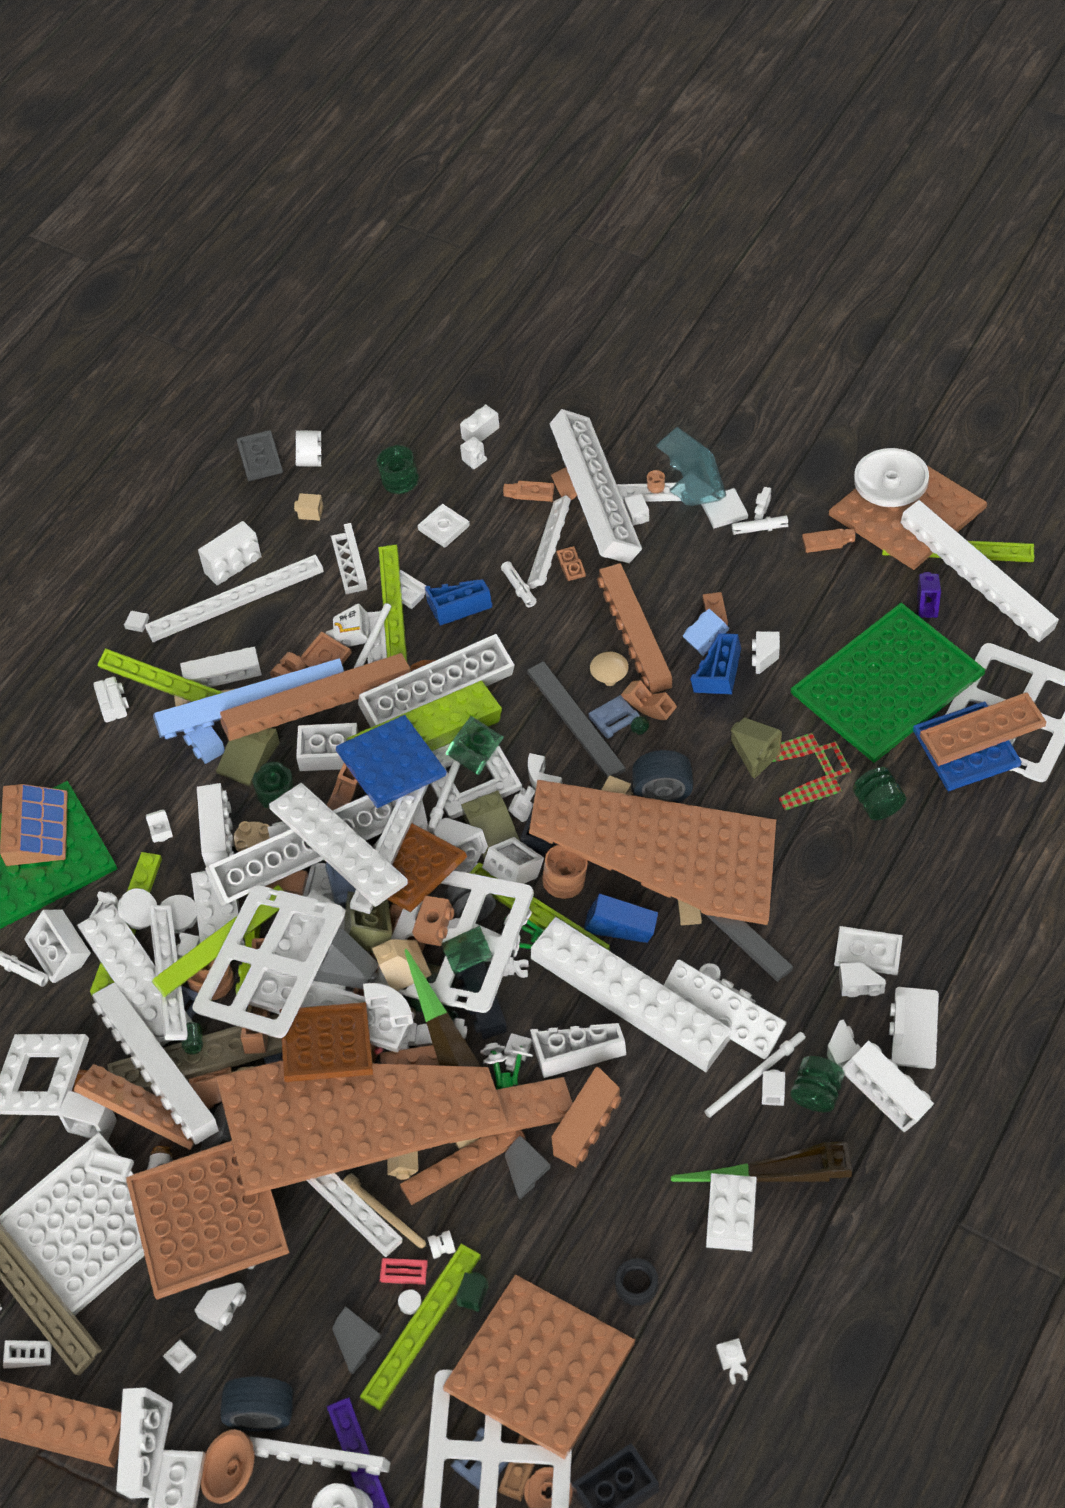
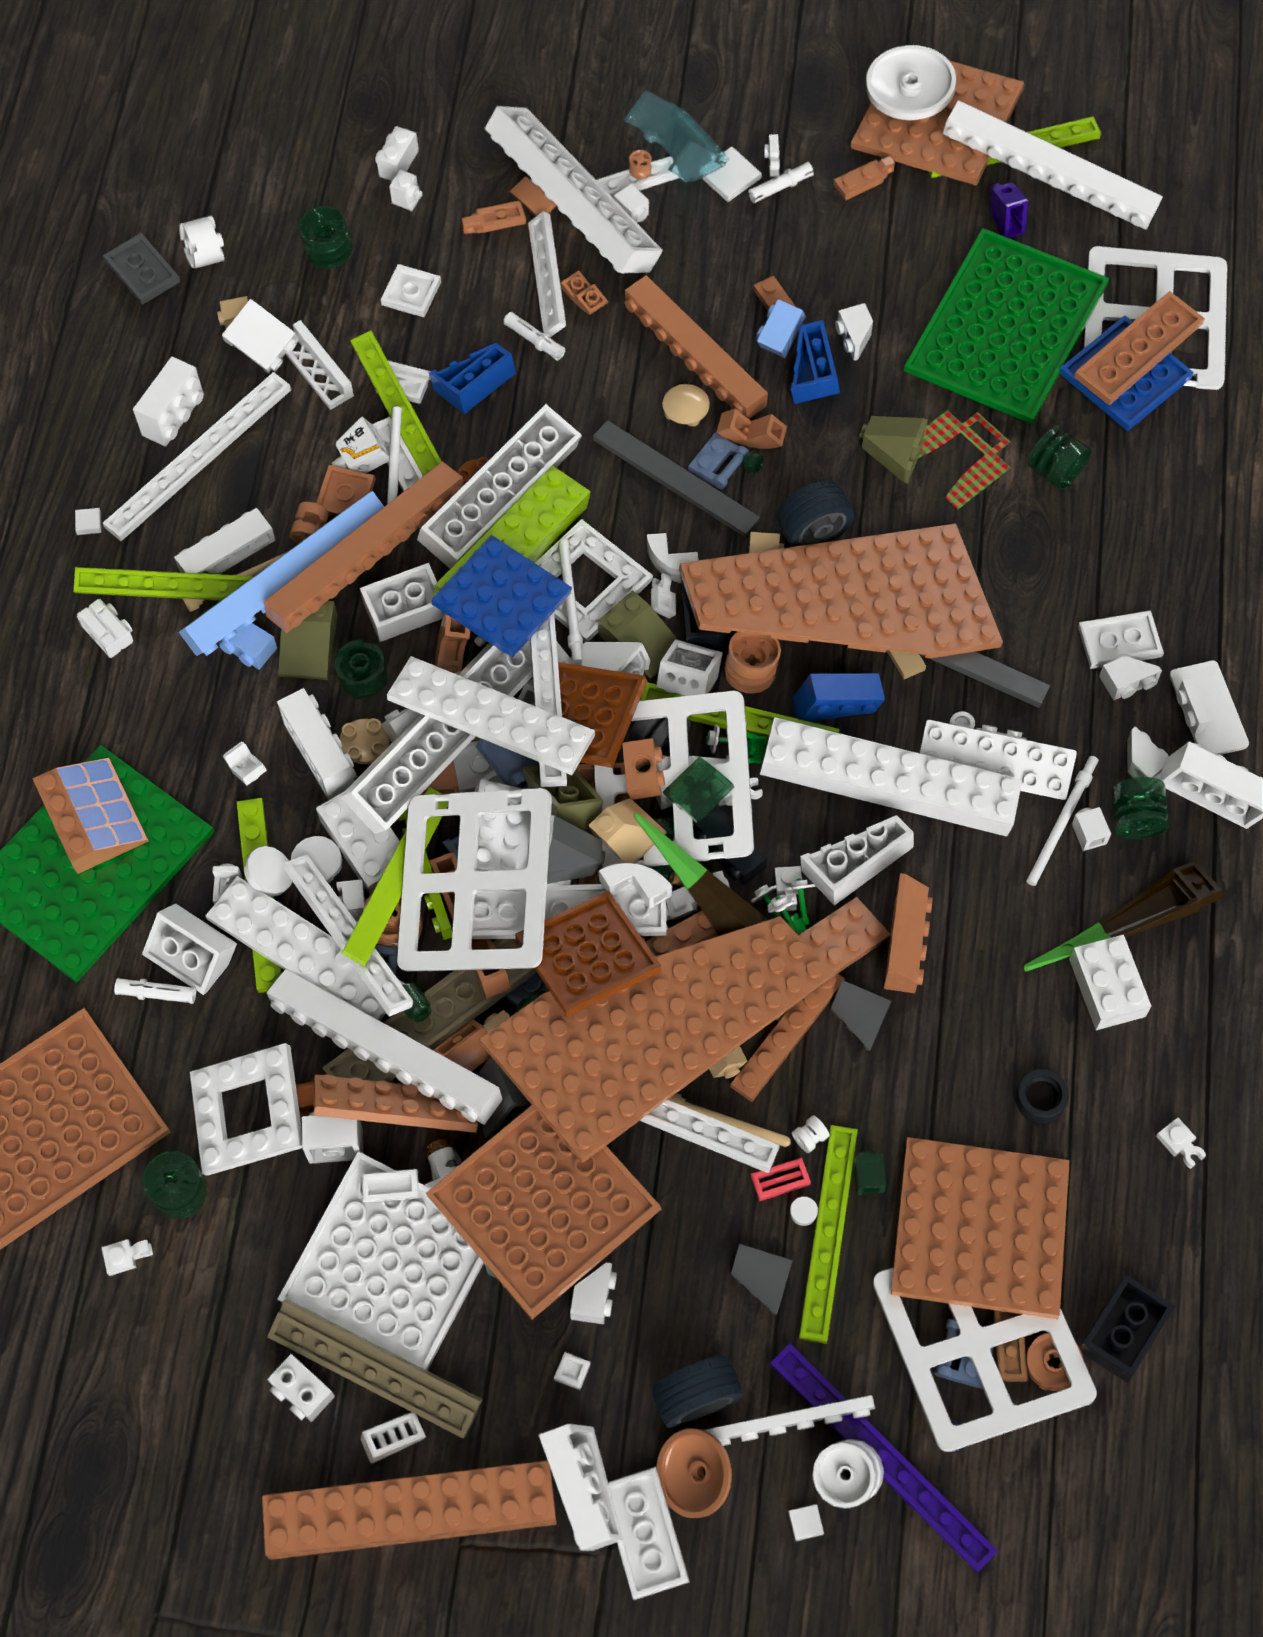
camera: 25 degrees left, 10 degrees up
(316, 526) = (260, 336): none -> white panel
(474, 745) = (583, 545): clear green brick -> none

